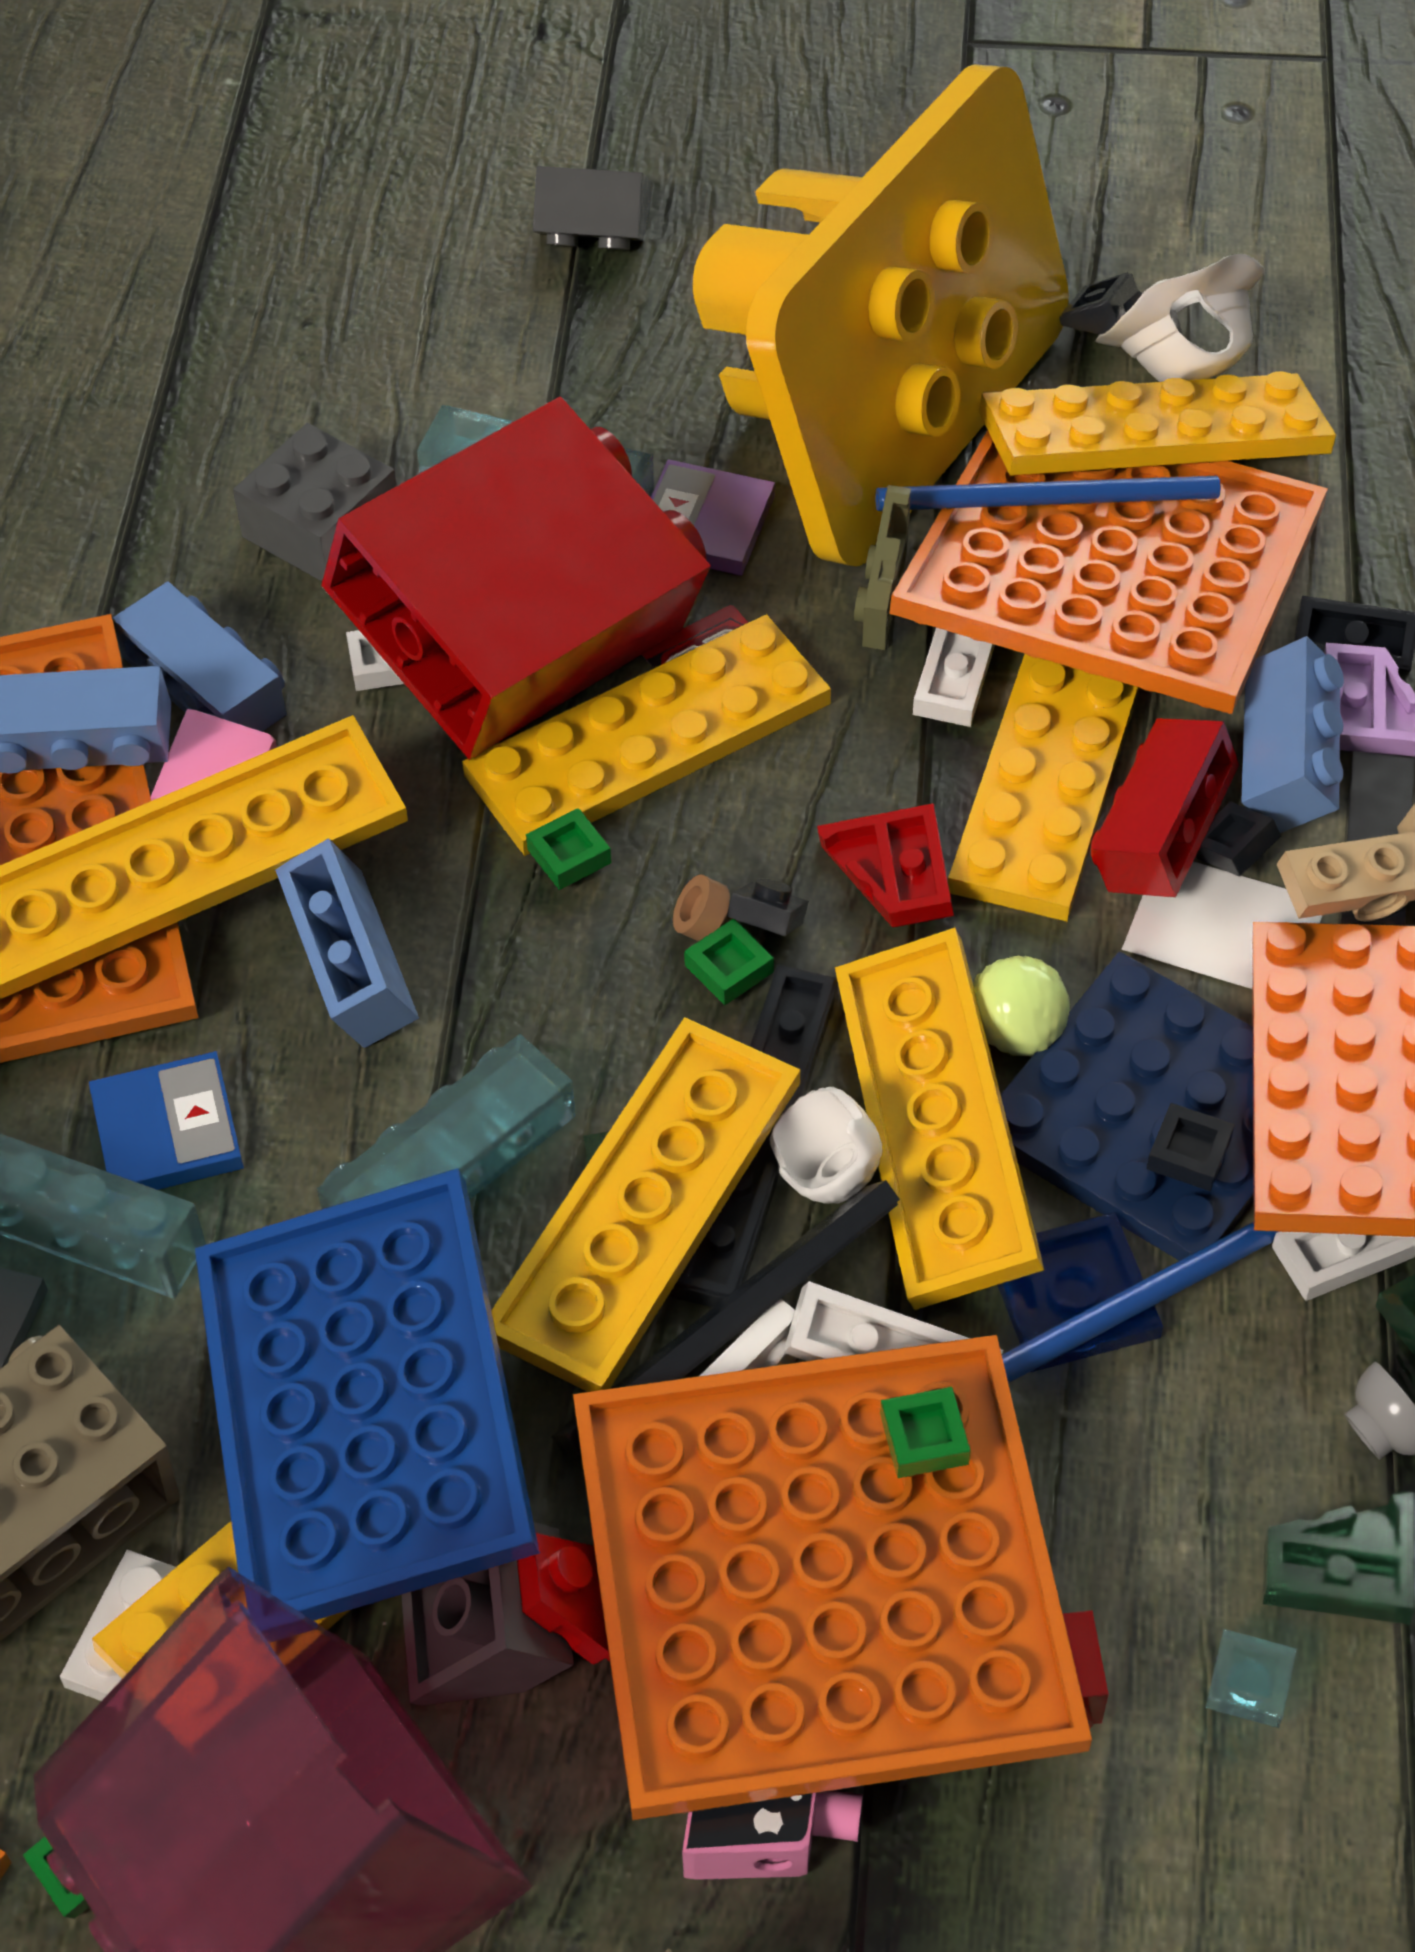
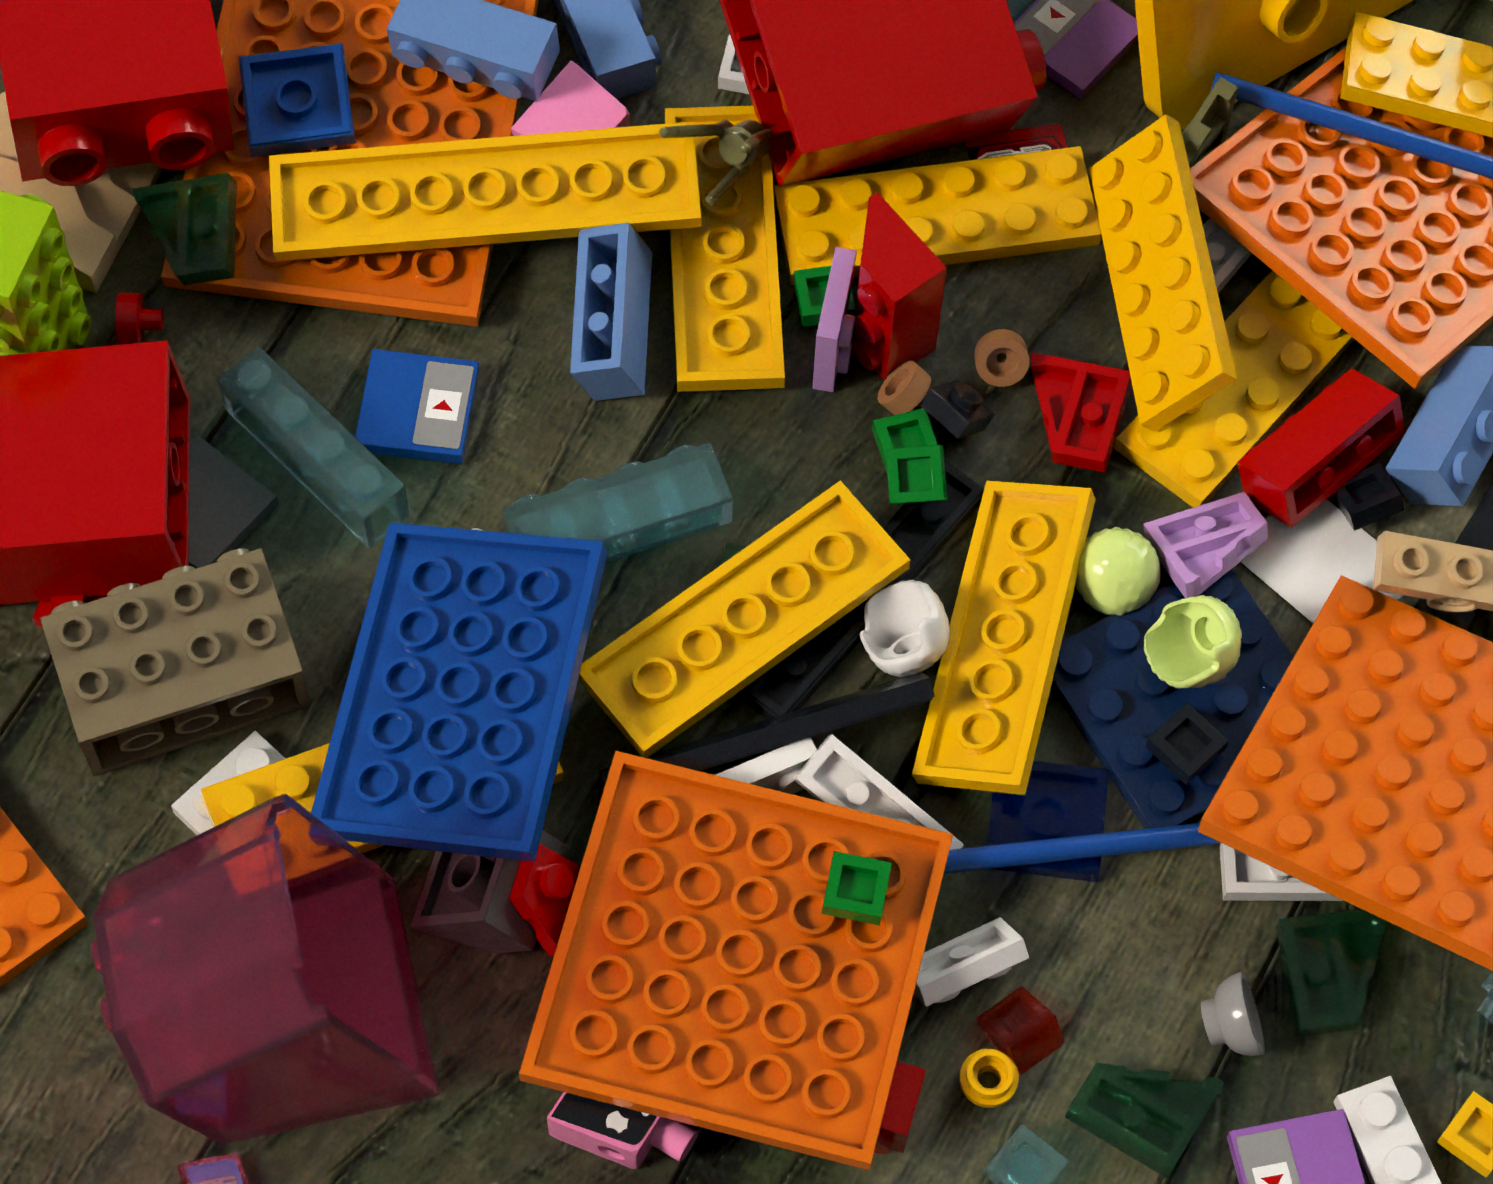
camera: 20 degrees right, 10 degrees up
(410, 727) = (738, 146): none -> olive plant
(452, 857) = (727, 273): none -> yellow plate
(602, 865) = (835, 326): none -> lavender wing
(651, 804) = (896, 293): none -> red slope
(760, 984) = (916, 474): none -> green plate
(789, 841) = (1001, 358): none -> medium nougat tile
(921, 697) = (1161, 274): none -> yellow plate
(1076, 1468) = (968, 960): none -> white plate
(1098, 940) = (1206, 541): none -> lavender wing
(1146, 1037) = (1193, 642): none -> yellowish green hair
(1163, 1578) = (989, 1061): none -> yellow plate
(1164, 1528) = (1022, 1029): none -> clear red slope

